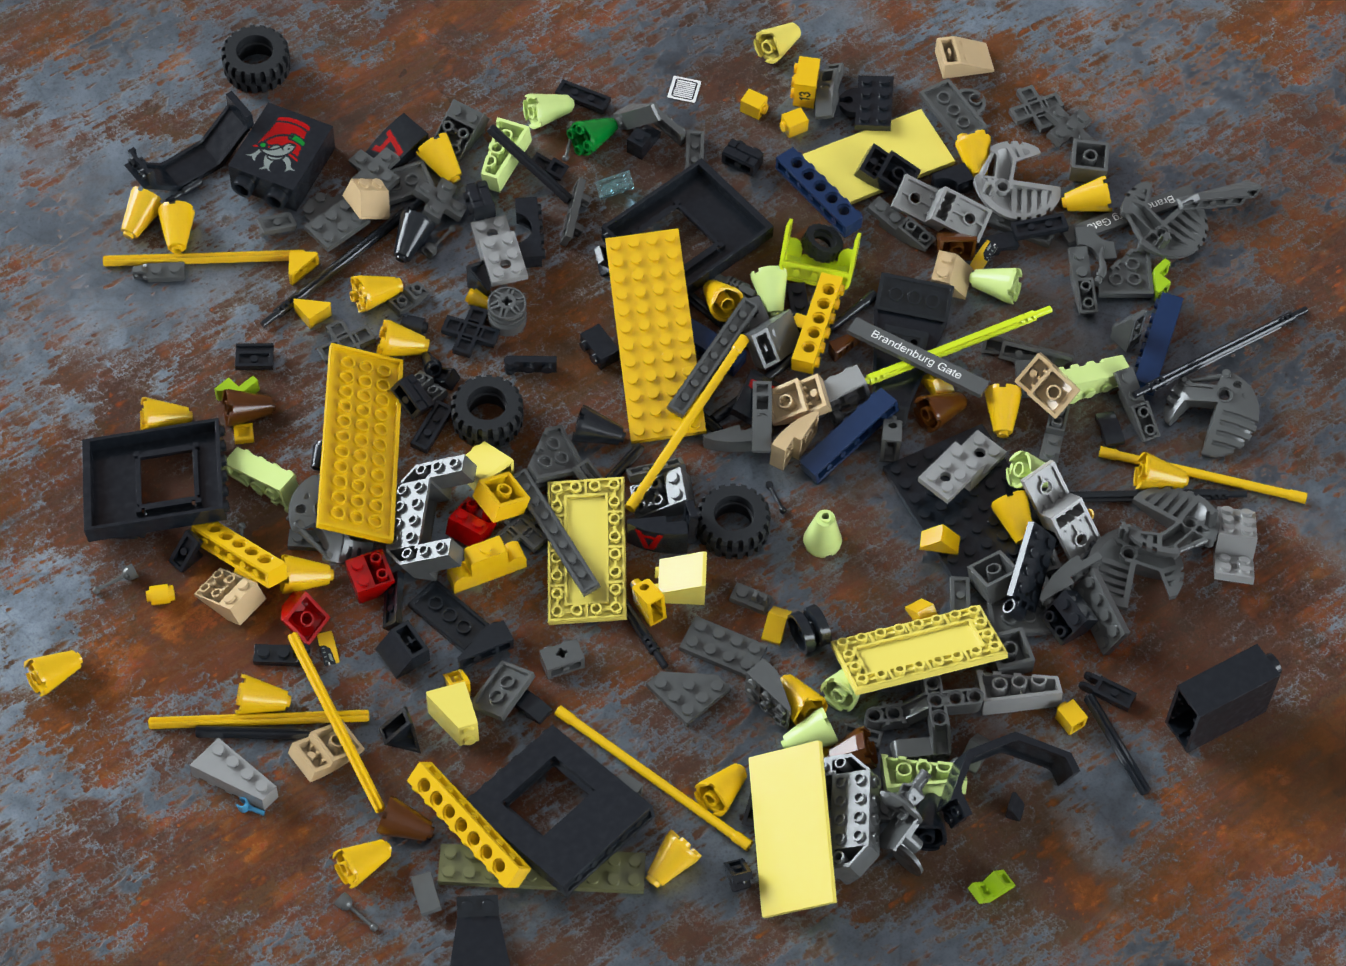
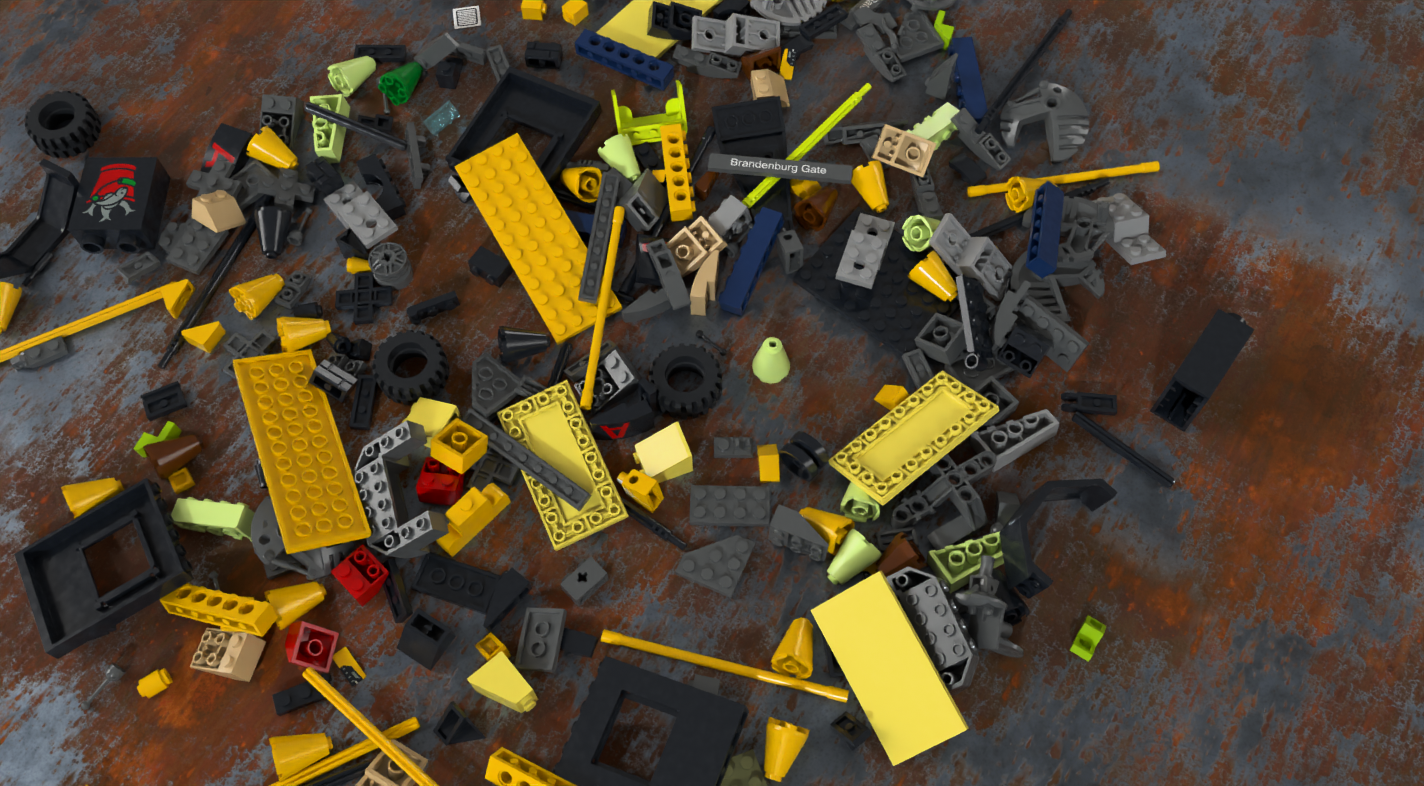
camera: 20 degrees left, 5 degrees up
(176, 224) = (38, 302): yellow cone -> none
(186, 551) = (165, 626): black slope -> none
(826, 234) = (649, 94): black tyre -> none
(940, 540) = (877, 324): yellow slope -> none
(998, 282) = (813, 80): yellowish green cone -> none
(1015, 807) = (1066, 550): black slope -> none
(1071, 716) = (1071, 441): yellow brick -> none
(1143, 512) = (1045, 230): none -> dark blue brick

